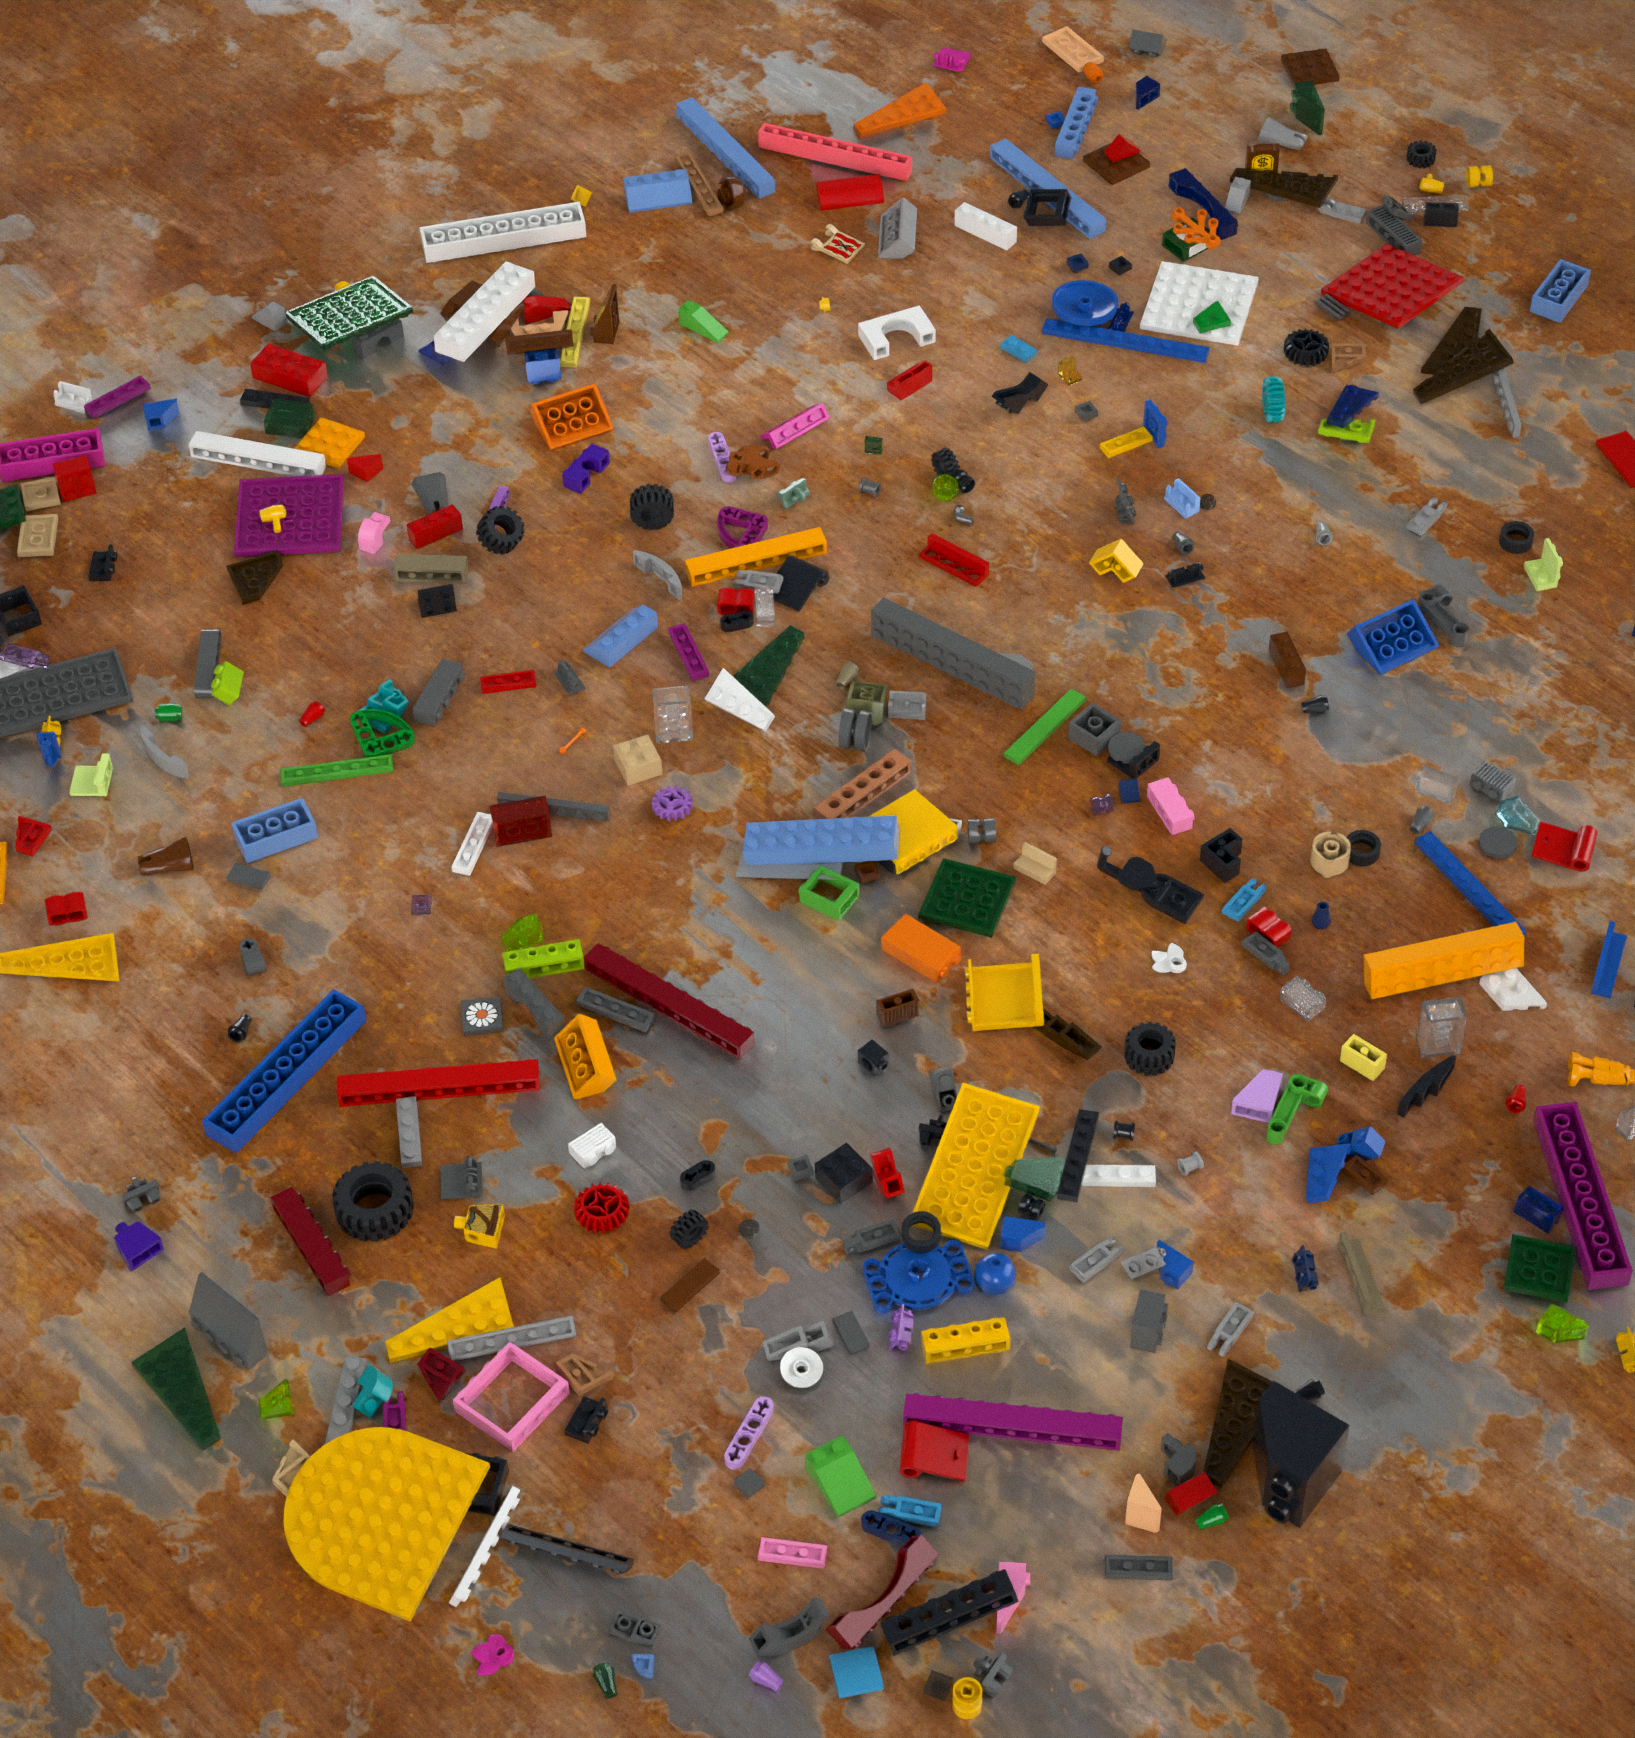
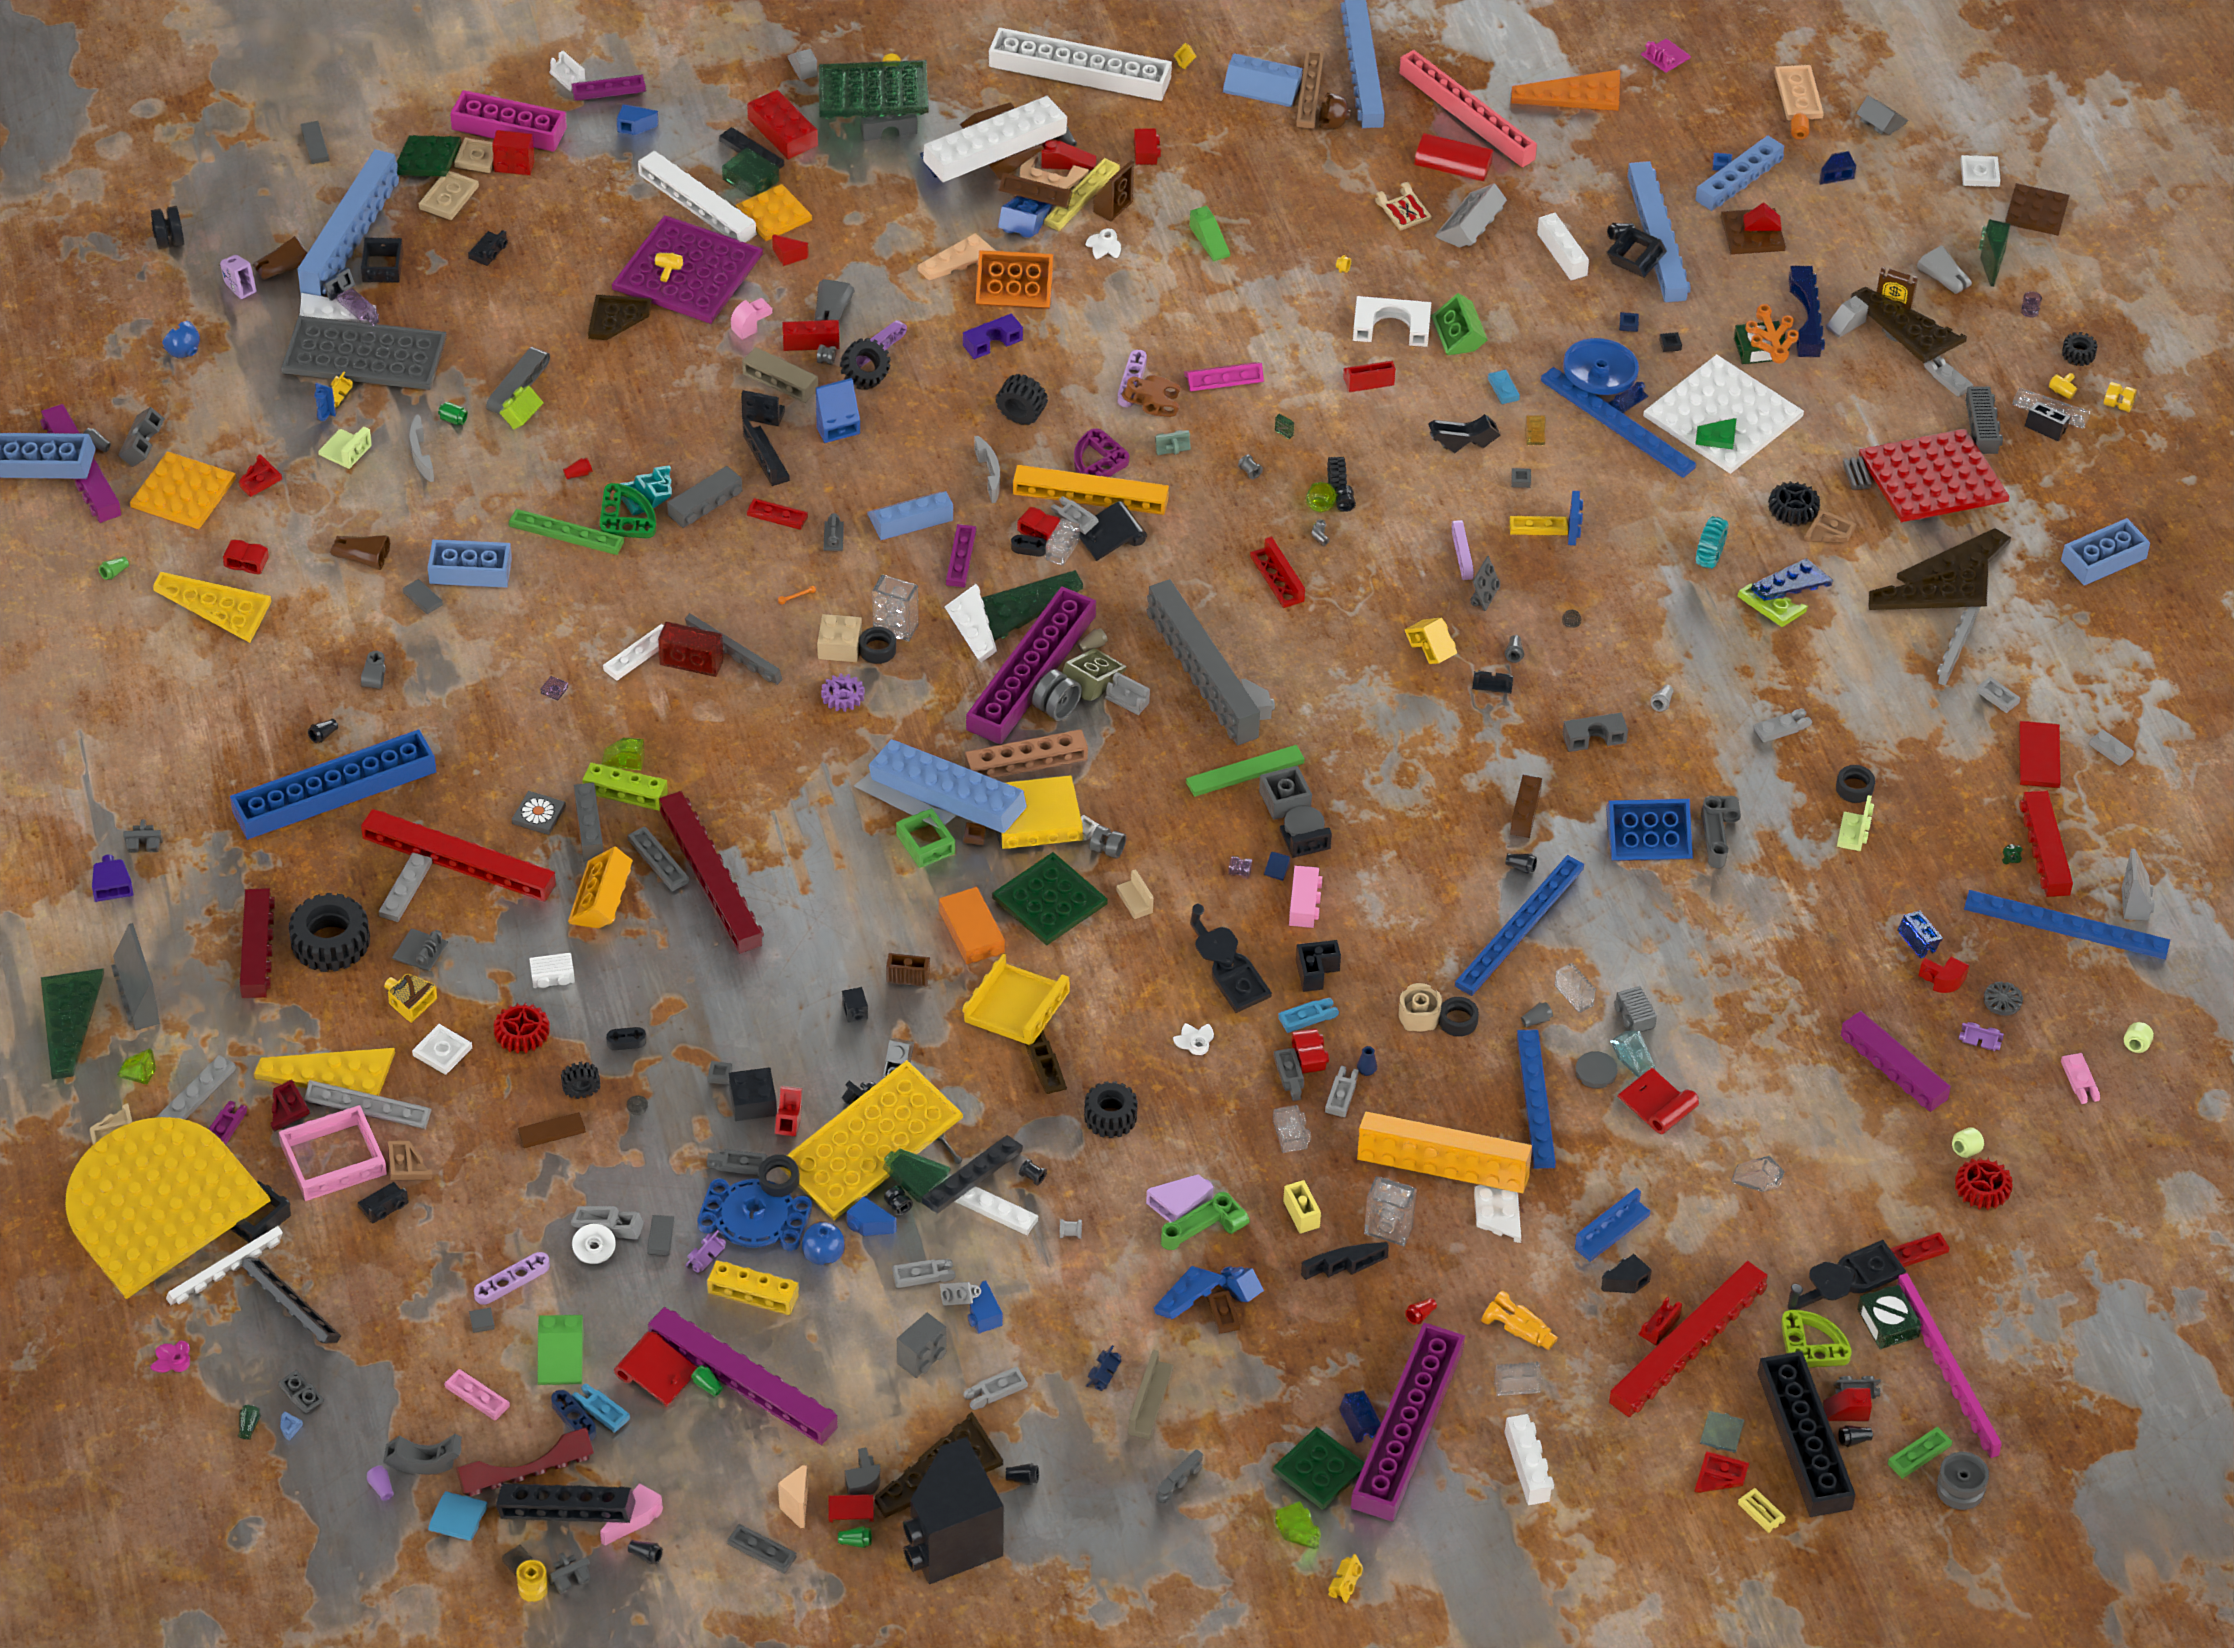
camera: 25 degrees right, 0 degrees up
(376, 1389) = (222, 1093): teal brick -> none
(458, 537) = (826, 354): none -> dark grey wheel
(462, 637) = (765, 454): none -> black fence
(506, 576) = (837, 411): none -> slope
(509, 418) = (955, 257): none -> light nougat wing
(544, 1258) = (442, 1049): none -> white plate
(601, 274) = (1146, 146): none -> red brick
(624, 363) = (1103, 245): none -> white plate
(673, 741) = (877, 656): none -> black tyre
(814, 716) = (1037, 654): none -> magenta brick
(952, 316) = (1459, 326): none -> bright green slope
(985, 1441) = (706, 1380): none -> green cone
(1043, 1620) = (647, 1551): none -> black cone
(1084, 484) = (1462, 550): none -> lavender beam
(1182, 499) = (1547, 606): light blue hinge -> none
(1249, 55) = (1980, 171): none -> white plate
(1283, 585) = (1609, 727): none -> dark grey arch
(1319, 950) = (1341, 1093): none -> light grey hinge
(1352, 756) = (1519, 925): none -> blue plate
(1361, 138) = (2031, 304): none -> wheel
(1396, 208) = (2001, 395): dark grey wing -> none
(1436, 1333) = (1179, 1476): none -> dark grey hinge
(1565, 427) = (1998, 694): none -> light grey plate

